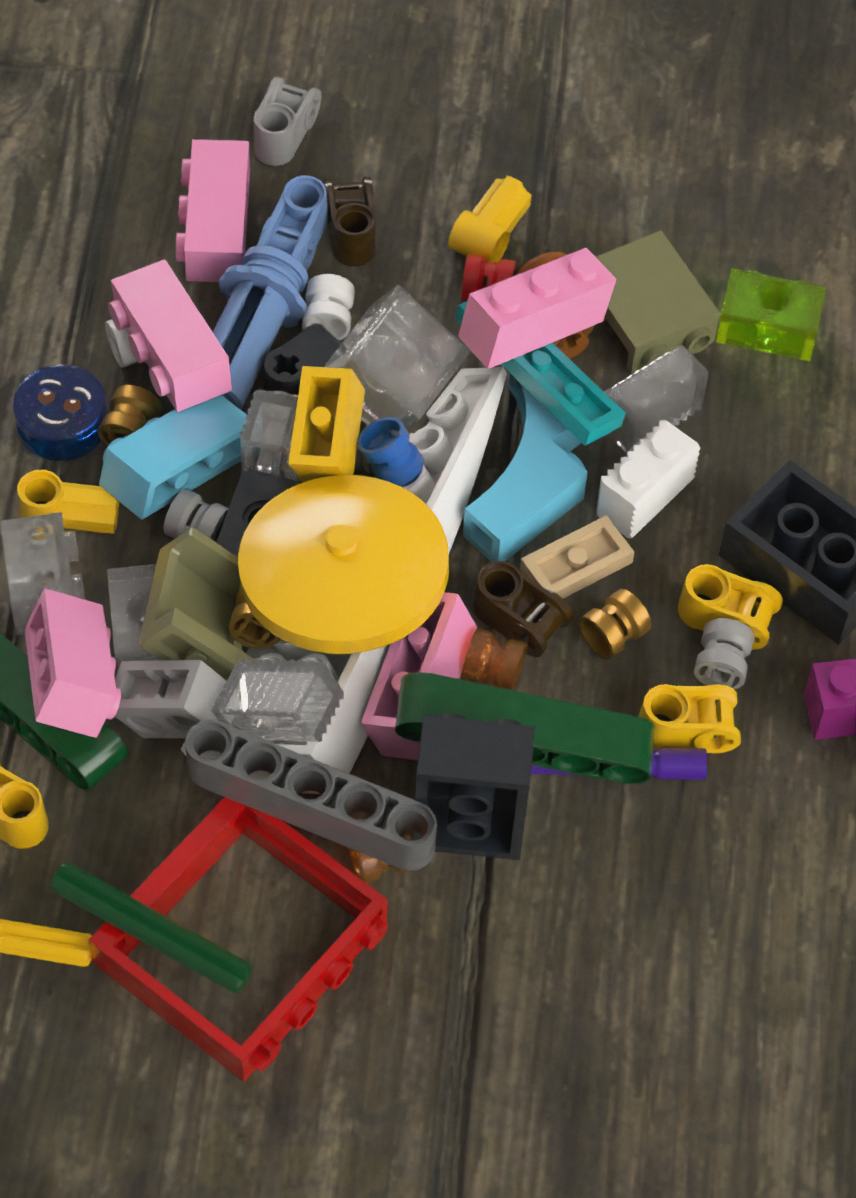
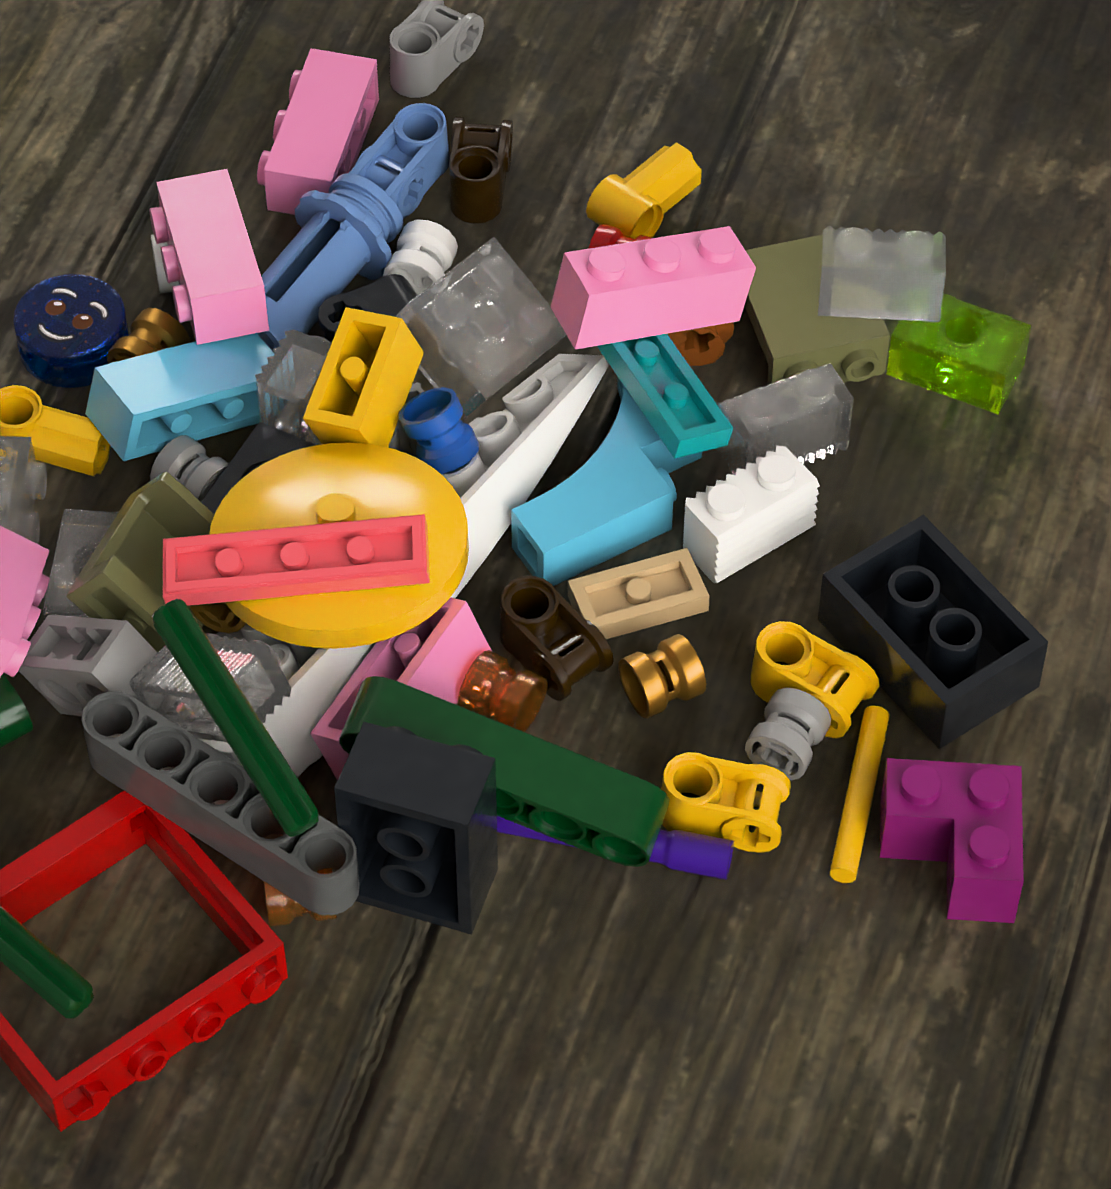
camera: 15 degrees right, 5 degrees down
(317, 728) = (235, 718): none -> dark green axle
(323, 587) = (296, 560): none -> coral tile
(707, 266) = (882, 274): none -> clear brick
(788, 692) = (859, 794): none -> yellow bar

